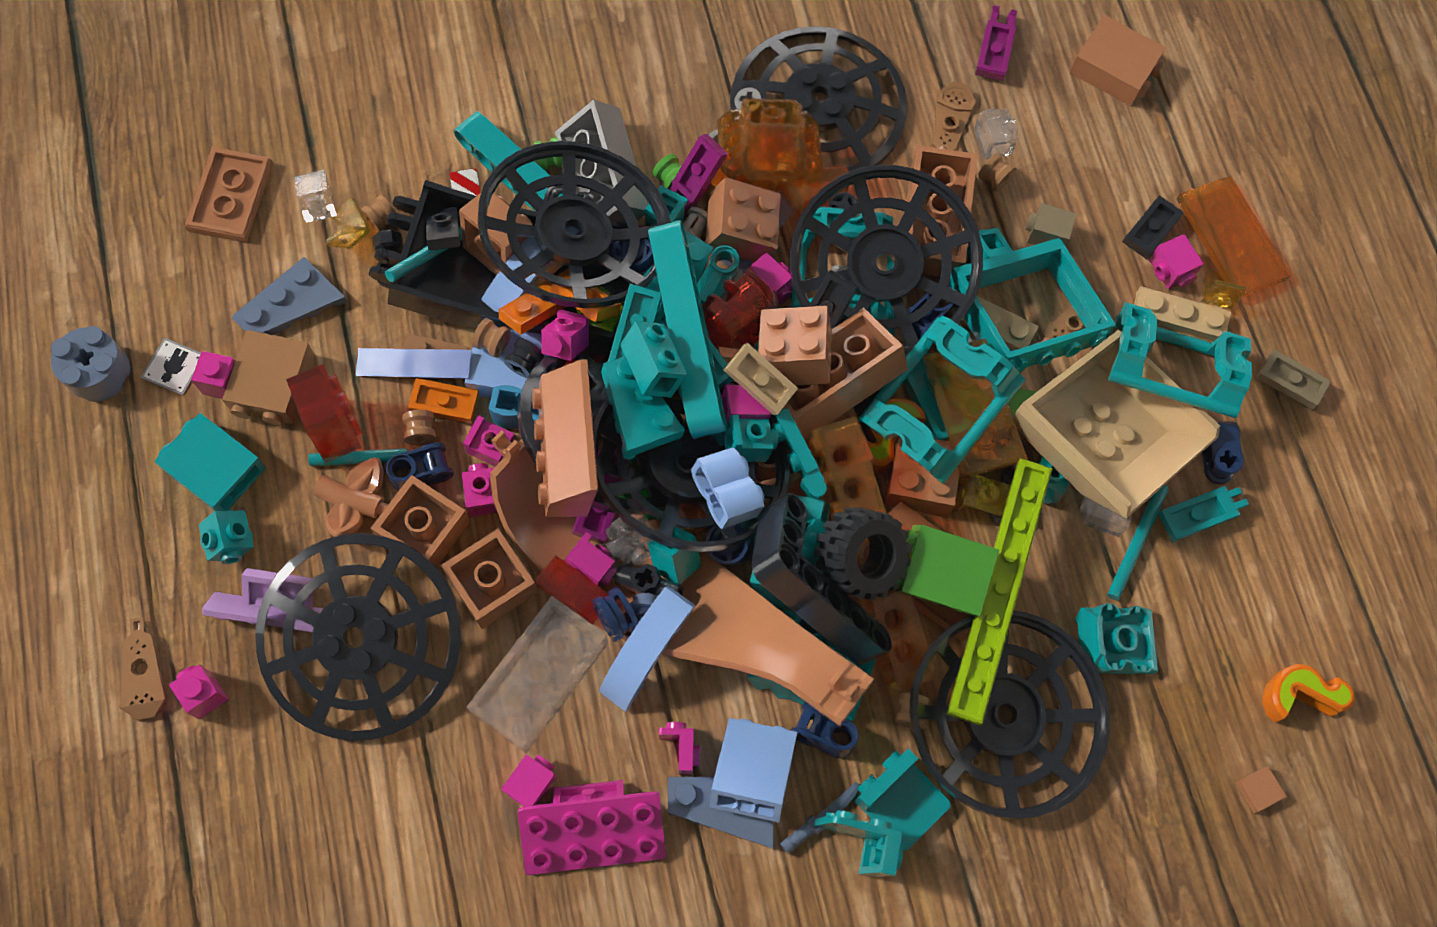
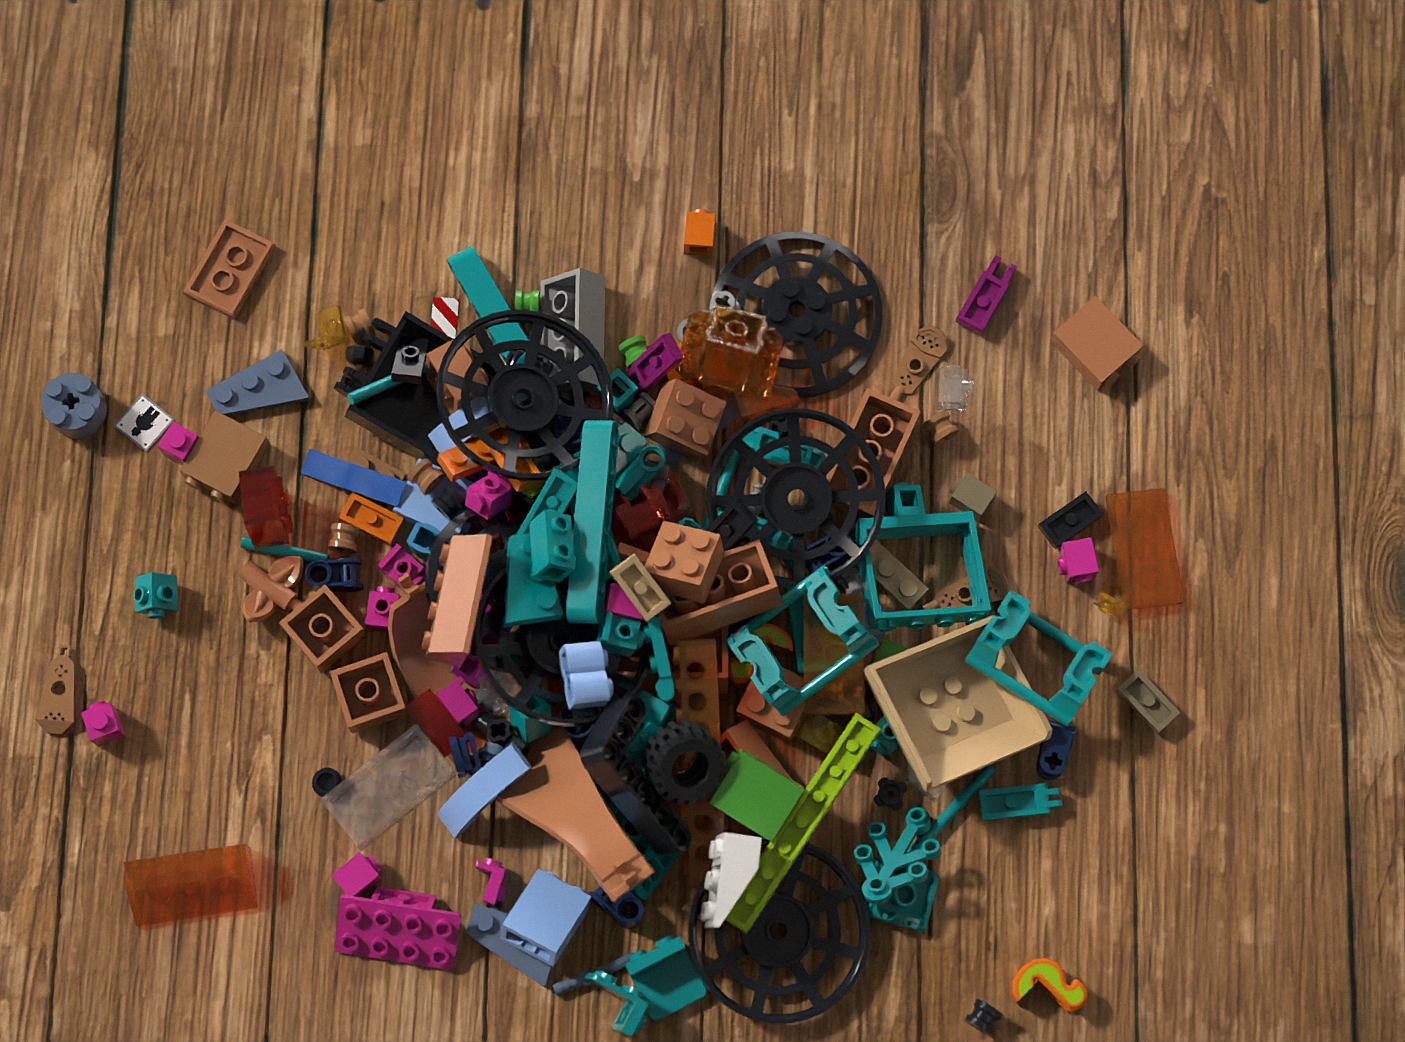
camera: 20 degrees right, 5 degrees up
(210, 463) = (156, 524): teal brick -> none
(247, 606) = (183, 663): lavender bracket -> none
(315, 196) = (305, 294): clear brick -> none
(341, 845) = (191, 884): none -> clear orange slope
(379, 632) = (263, 709): black dish -> none
(466, 687) = (325, 780): none -> black plate
(701, 49) = (699, 232): none -> orange brick
(775, 274) = (693, 479): dark pink brick -> none
(949, 661) = (733, 867): none -> white slope
(1077, 532) = (898, 789): none -> black plate
(1109, 561) = (896, 858): none -> teal plant
(1184, 314) = (1068, 611): tan plate -> none
(1251, 746) = (983, 1017): none -> black wheel

